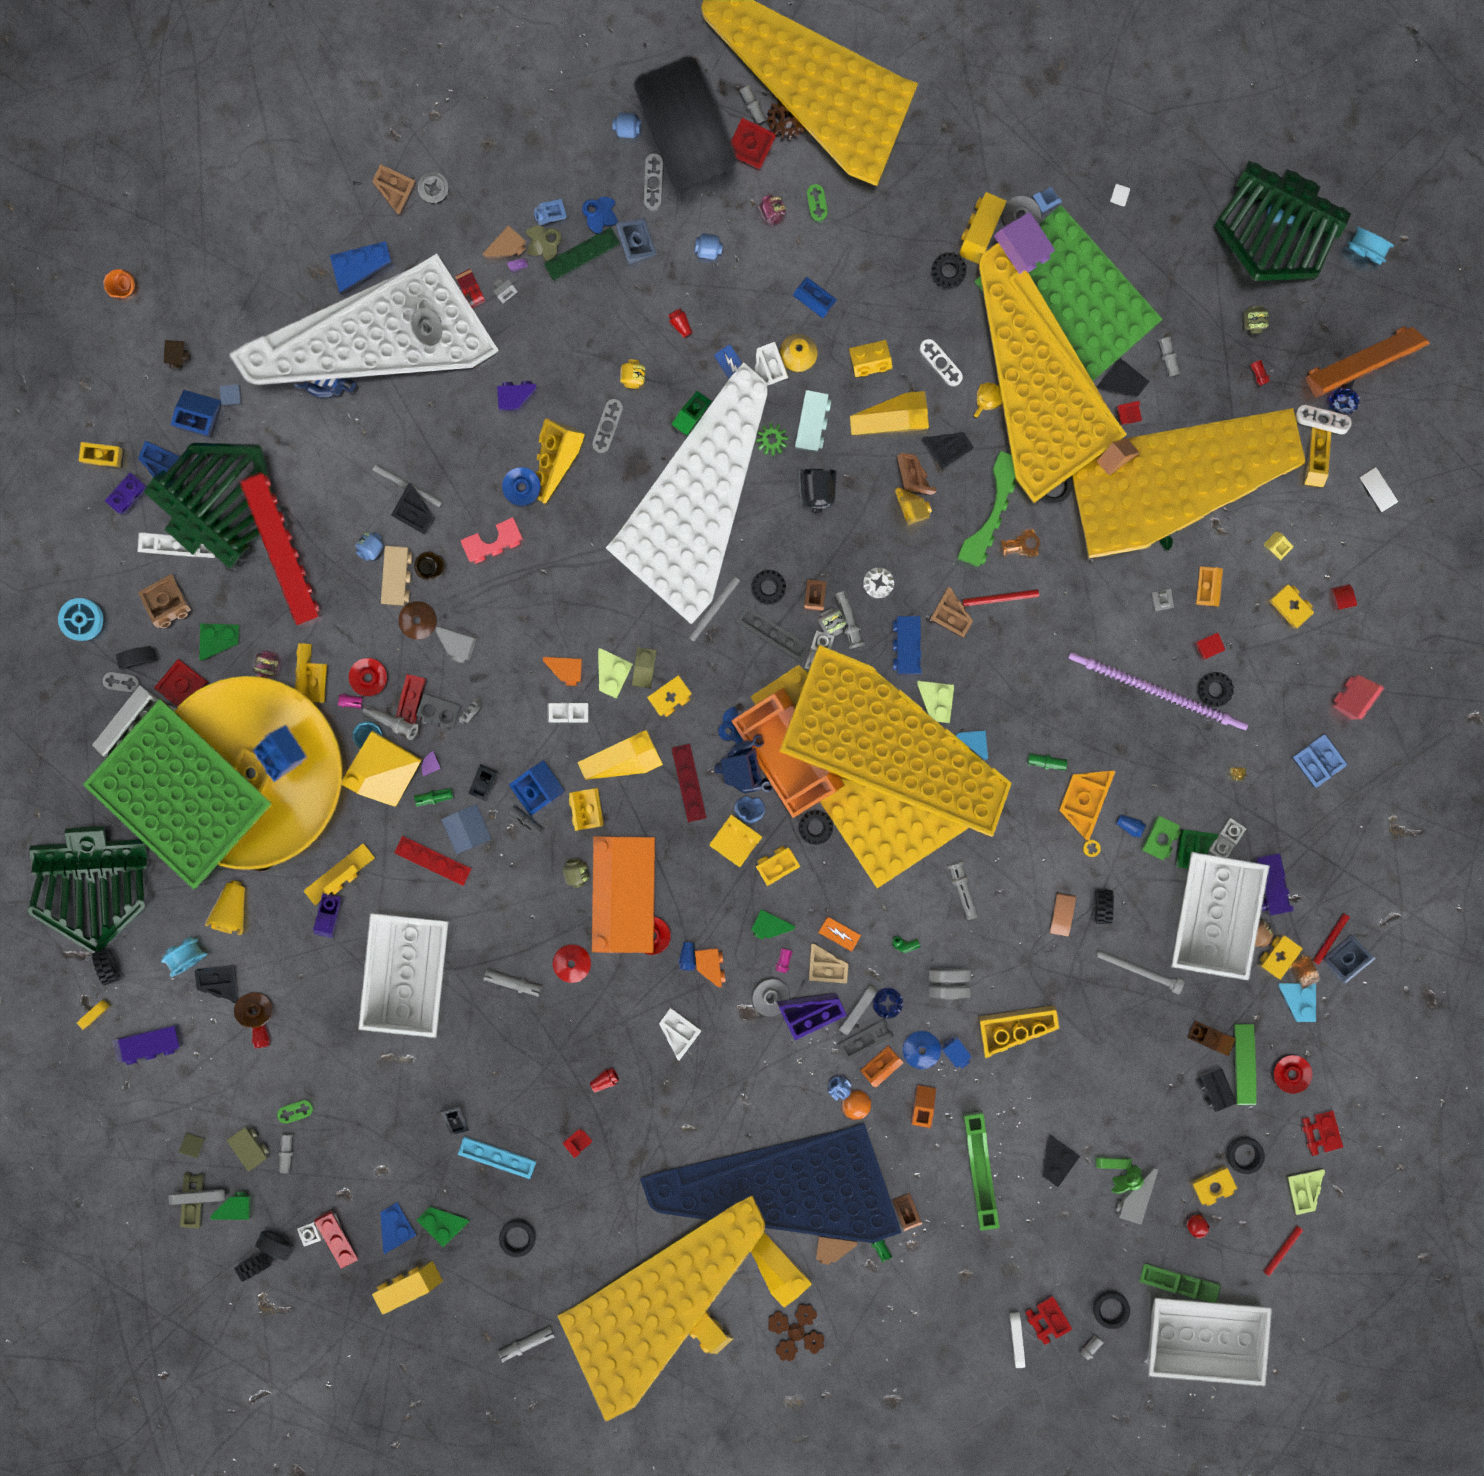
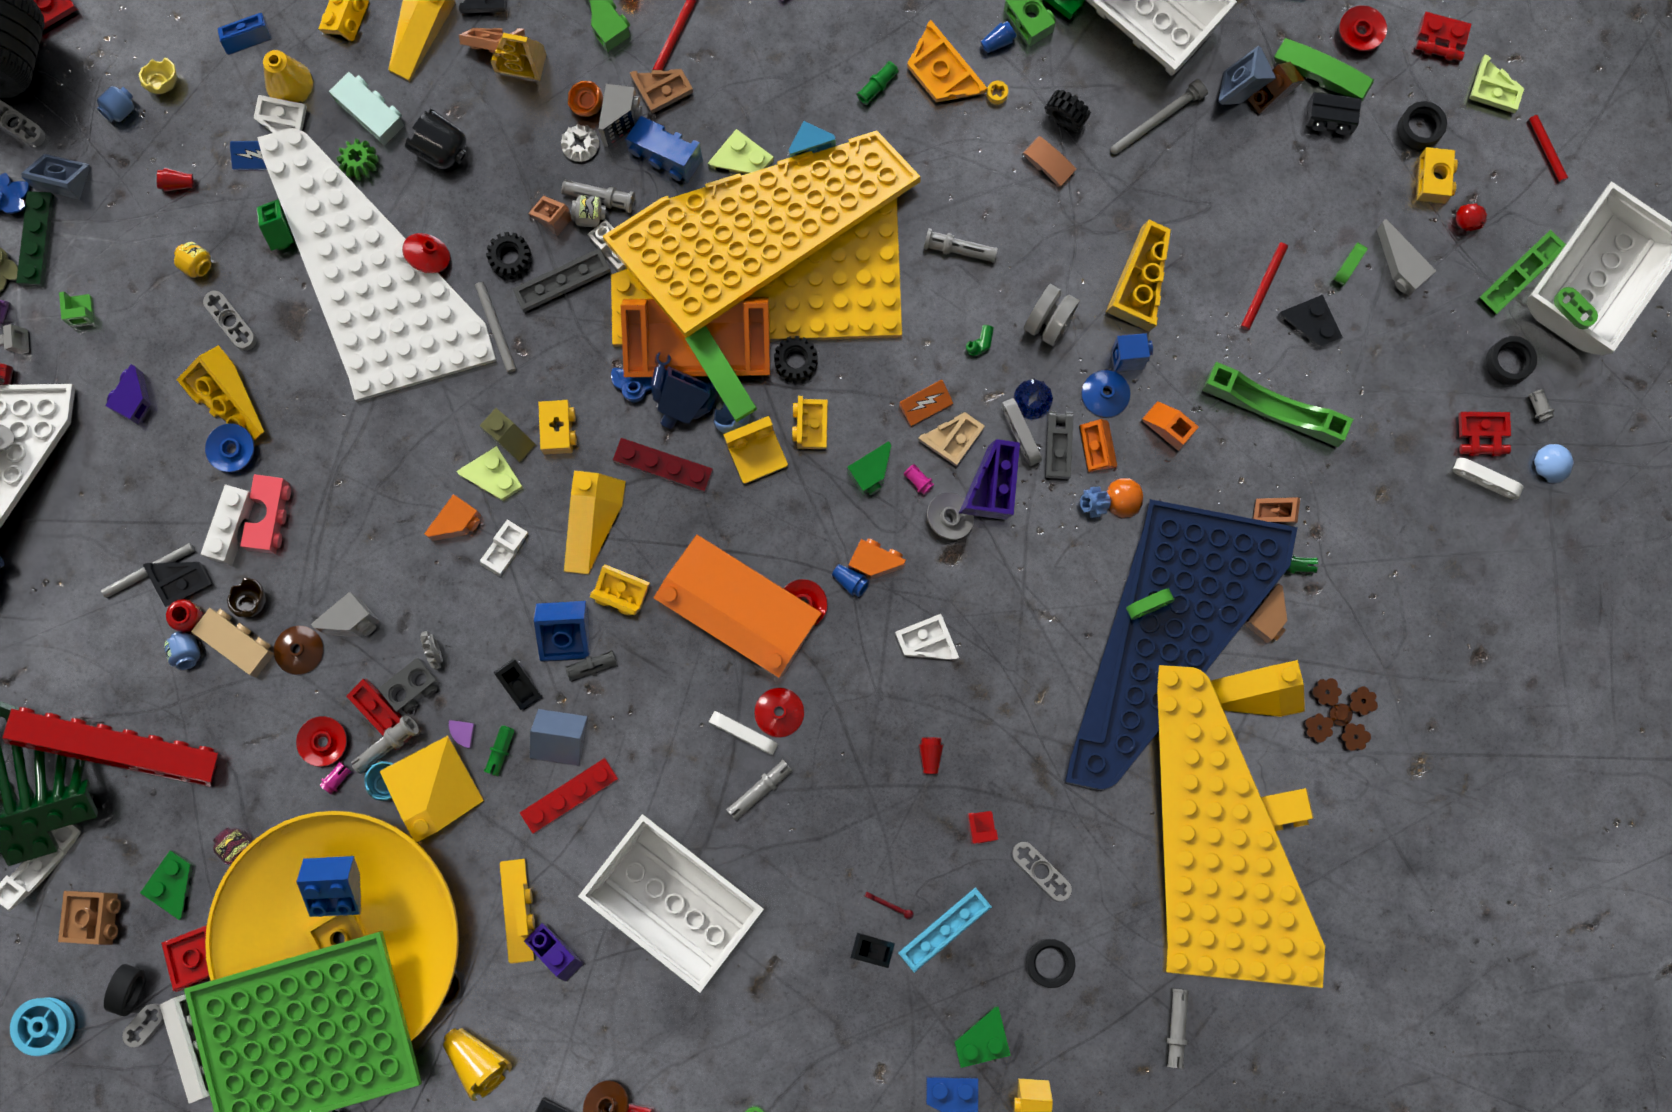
camera: 60 degrees left, 10 degrees down
(309, 676) = (277, 804): yellow bracket -> none
(385, 534) = (183, 615): none -> red head
(469, 520) = (221, 540): none -> white arch
(492, 1127) = (908, 914): none -> dark red hinge
(543, 953) = (743, 733): none -> white beam
(552, 317) = (76, 309): none -> bright green panel
(564, 1210) = (1059, 880): none -> light grey beam
(575, 872) = (681, 644): olive head -> none
(728, 530) = (426, 253): none -> red dish
(746, 262) = (158, 76): none -> light yellow hair
(770, 788) = (721, 374): none -> bright green slope
(772, 209) = (123, 17): clear pink head -> none
(790, 1166) = (1150, 604): none -> bright green beam
(911, 568) = (585, 98): none -> orange hair
(913, 600) = (618, 113): none -> light grey slope
(1056, 1377) = (1554, 463): none -> light blue hair
(1063, 1113) = (1264, 286): none -> red bar
(1131, 1181) = (1380, 253): bright green plate -> none
(1167, 1336) = (1575, 308): none -> bright green beam
(1203, 1014) = (1245, 77): none -> sand blue slope

